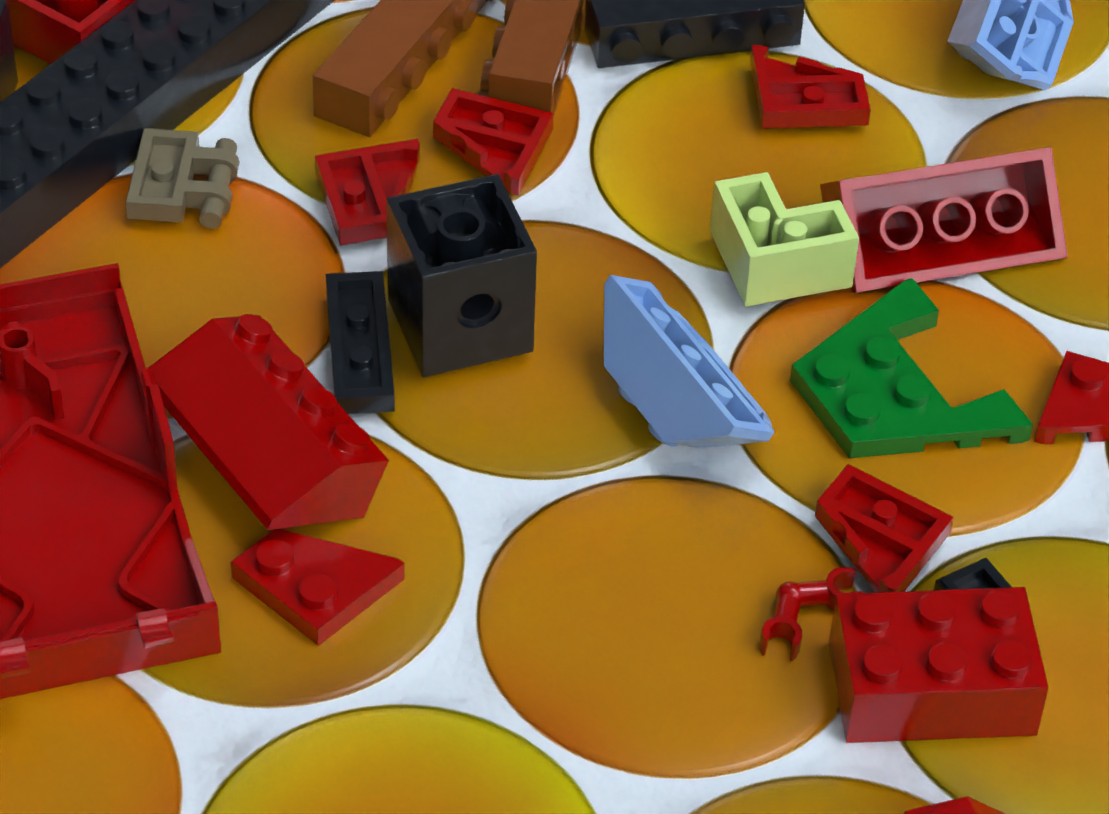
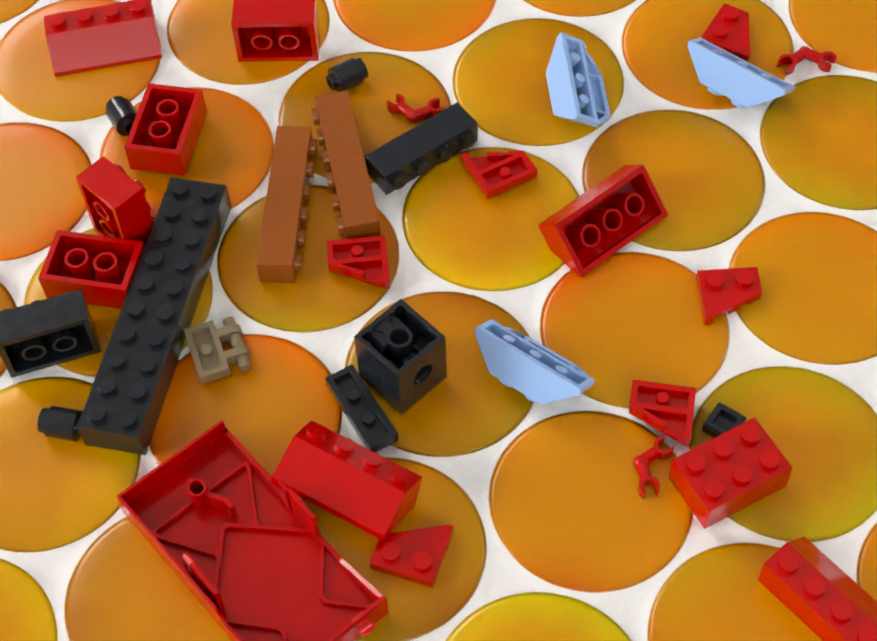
camera: 20 degrees left, 10 degrees up
(360, 181) = (315, 317): red wing -> none
(780, 250) = (535, 272): yellowish green brick -> none
(878, 396) = (623, 332): green wing -> none

